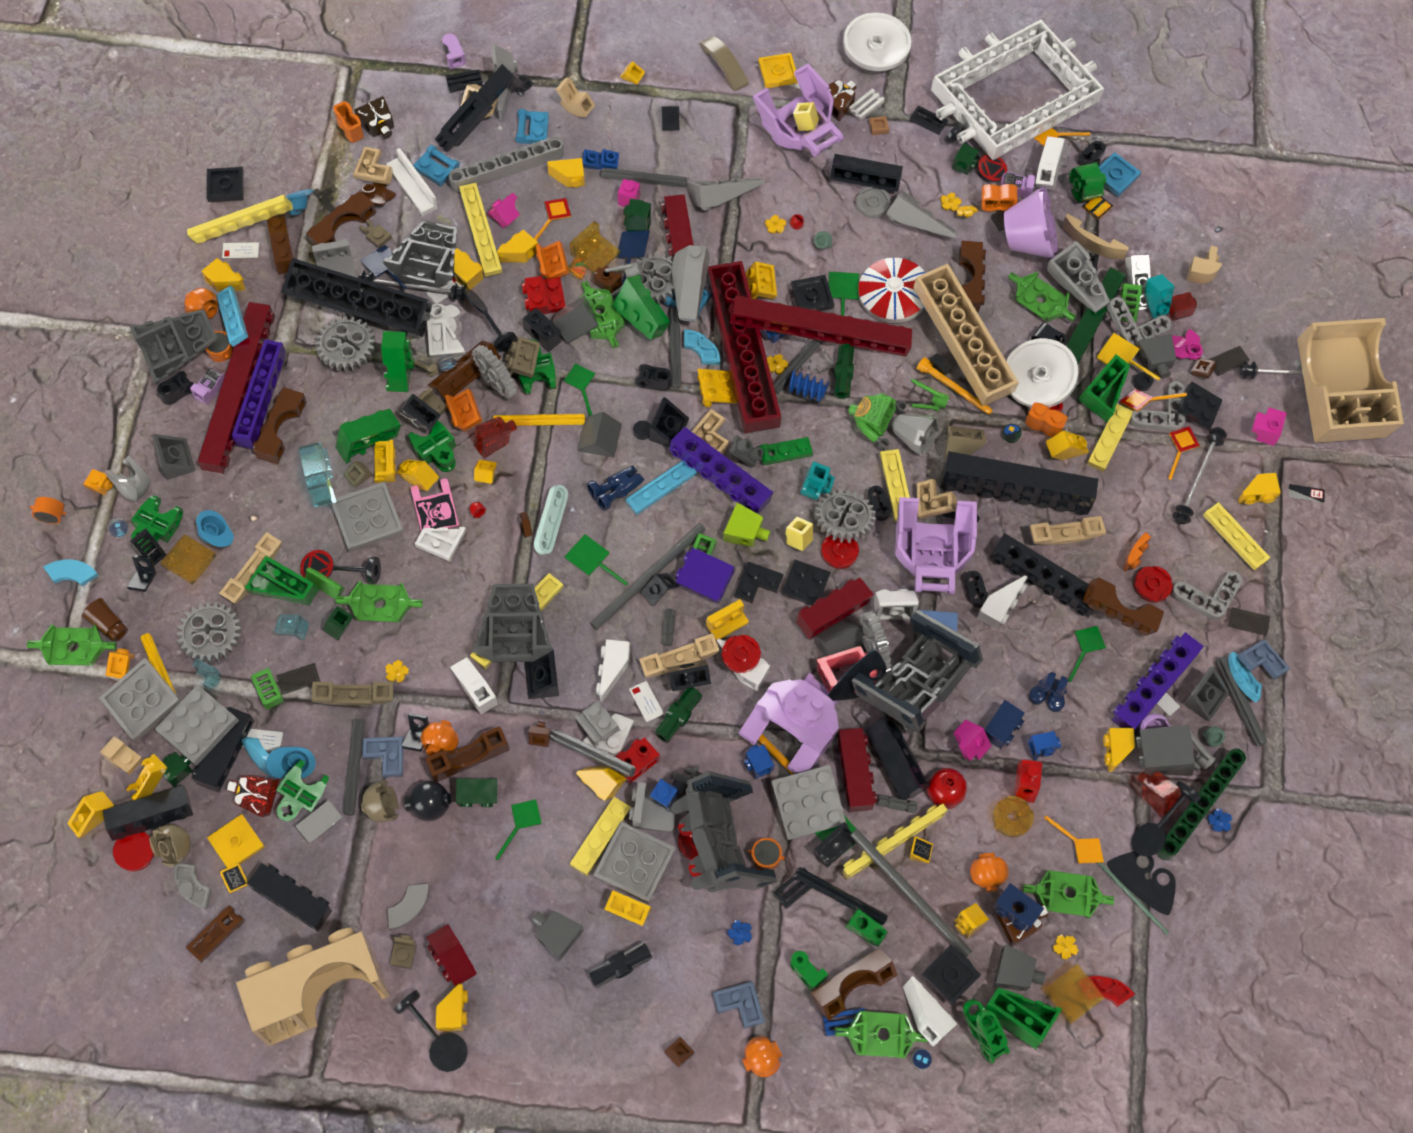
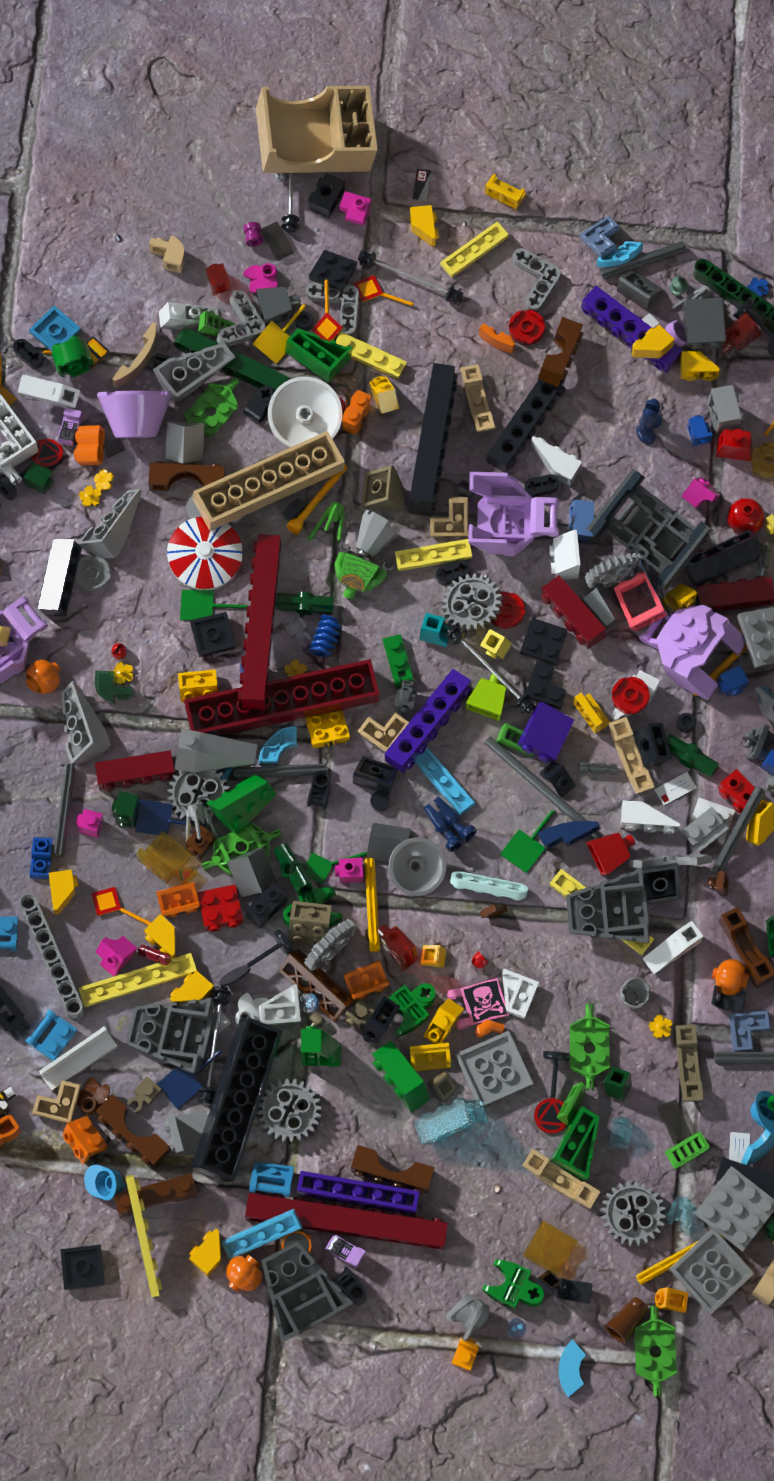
camera: 90 degrees left, 5 degrees up
(48, 510) = (506, 1398): orange piece -> none
(173, 455) = (433, 1277): dark grey slope -> none
(214, 529) = (521, 1220): dark azure piece -> none
(240, 250) = (166, 1242): white sticker -> none
(288, 326) = (271, 1174): none -> dark azure plate
(339, 185) = (83, 1139): none -> orange bracket
(409, 513) = (487, 1027): none -> orange arm
(429, 645) = (635, 993): none -> light grey hair
(500, 240) = (154, 954): none -> dark red axle
(564, 447) = (429, 869): none -> light grey dish
(566, 687) = (692, 859): none -> light grey tile
(573, 349) = (293, 869): none -> dark green piece
(573, 400) = (349, 870): none -> dark pink brick
(578, 629) = (610, 851): none -> red torso
(598, 589) = (568, 832): none -> dark blue slope
(716, 715) = (686, 722): none -> black tile
(759, 208) = (107, 687): none -> clear green brick
(771, 160) = (42, 675): none -> orange plant
(796, 364) = (298, 651): dark grey axle -> none
(805, 498) = (458, 637): none -> black axle
(823, 240) = (145, 623): sand green tile -> none
(849, 713) = (681, 597): none -> yellow slope
(1003, 724) = (681, 464): dark blue brick -> none
(1005, 273) = (185, 441): none -> light grey slope
(1011, 433) = (368, 446): tile -> none
(1066, 768) = (724, 409): none -> light grey brick
(1089, 641) = (588, 387): green piece -> none
(1137, 696) = (654, 344): none -> yellow slope
(1159, 295) = (211, 296): teal slope -> none
(1203, 368) = (288, 264): reddish brown tile -> none
(1231, 337) = (252, 232): none -> magenta wheel
(1249, 621) = (561, 247): clear smoke tile -> none
(1292, 405) = (326, 204): none -> black brick
(1307, 568) = (504, 192): none -> yellow hinge

